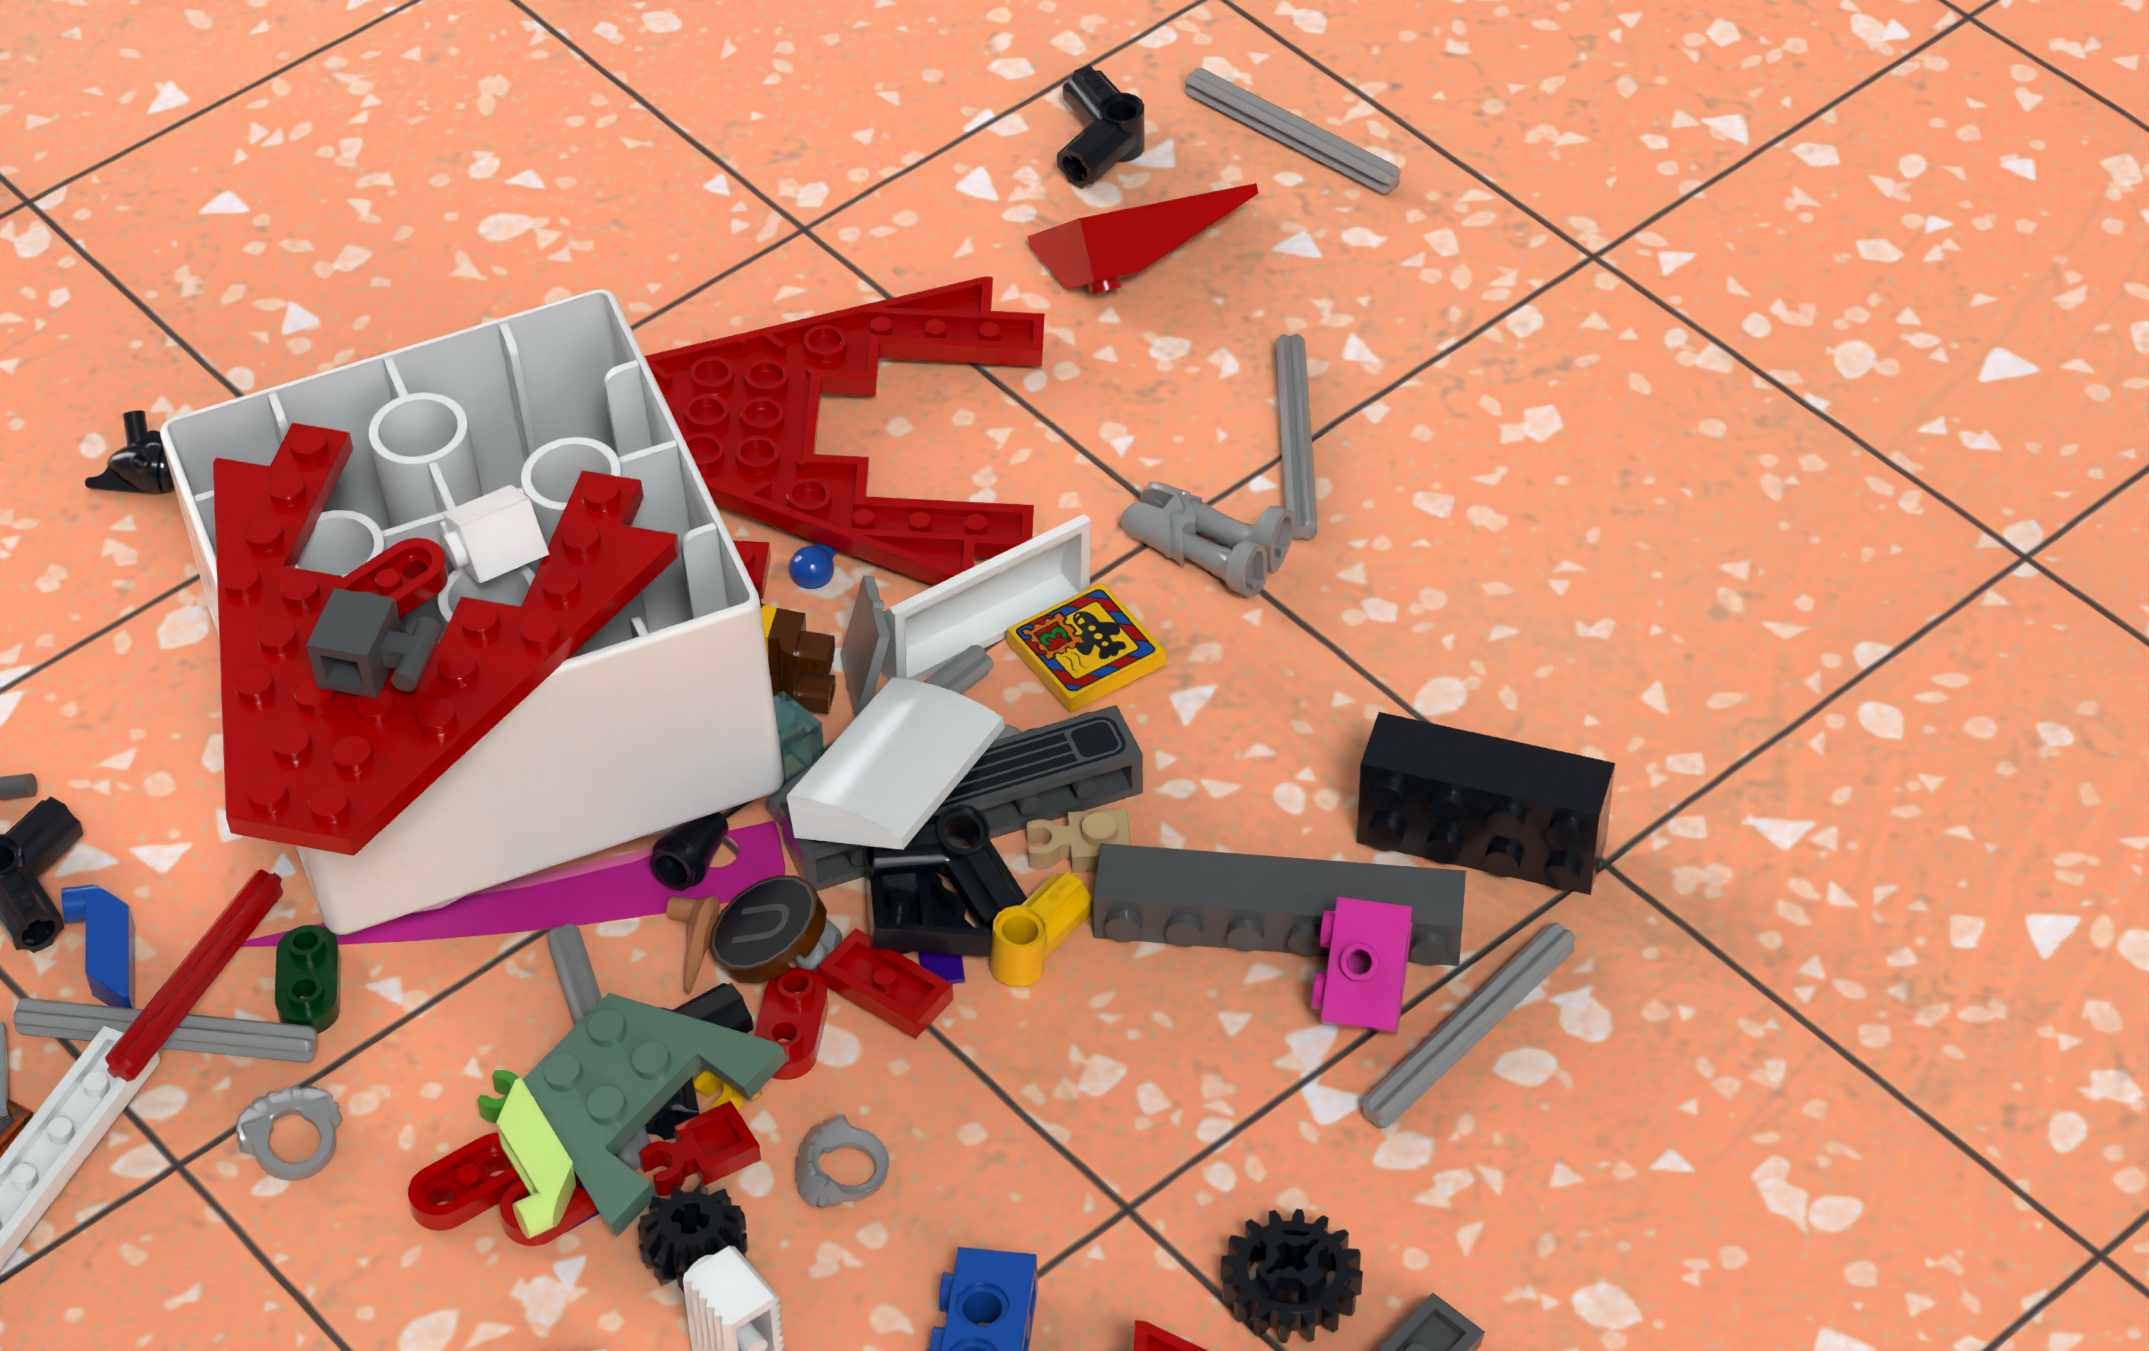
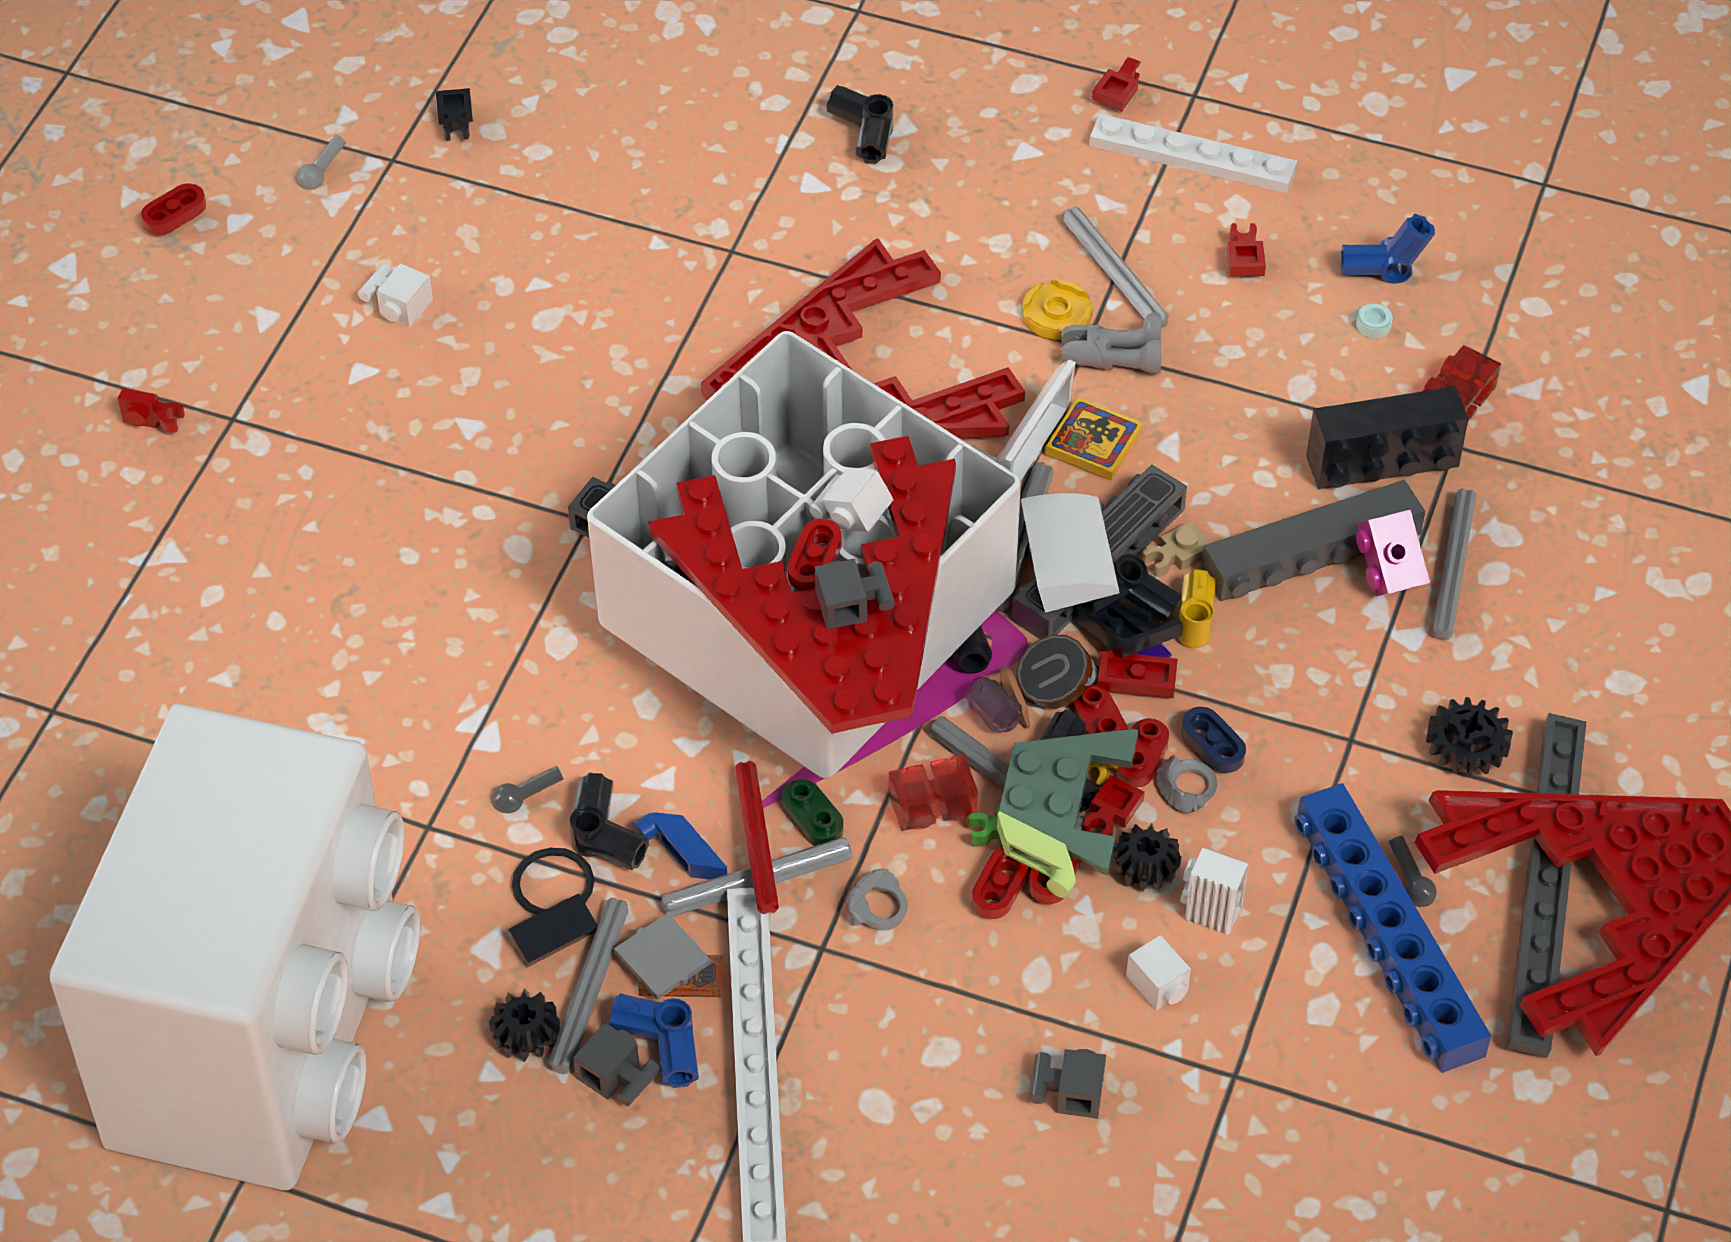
camera: 30 degrees left, 5 degrees up
(138, 466) = (464, 551): black piece -> none
(337, 125) = (400, 293): none -> white brick
(494, 1032) = (921, 802): none -> clear red piece
(653, 939) = (994, 705): none -> brick
(814, 1092) = (1148, 752): none -> red plate
(919, 1122) = (1216, 741): none -> dark blue plate
(1123, 242) = (938, 185): red wedge -> none
(1174, 454) = (1054, 307): none -> yellow tile
(1293, 131) = (973, 82): light grey axle -> none
(1486, 205) = (1119, 87): none -> red plate
(1493, 486) = (1245, 253): none -> red plate
(1530, 329) = (1193, 153): none -> white plate
(1616, 645) = (1374, 320): none -> light aqua tile
(1680, 769) = (1471, 373): none -> clear red piece
(1699, 568) = (1393, 255): none -> blue piece

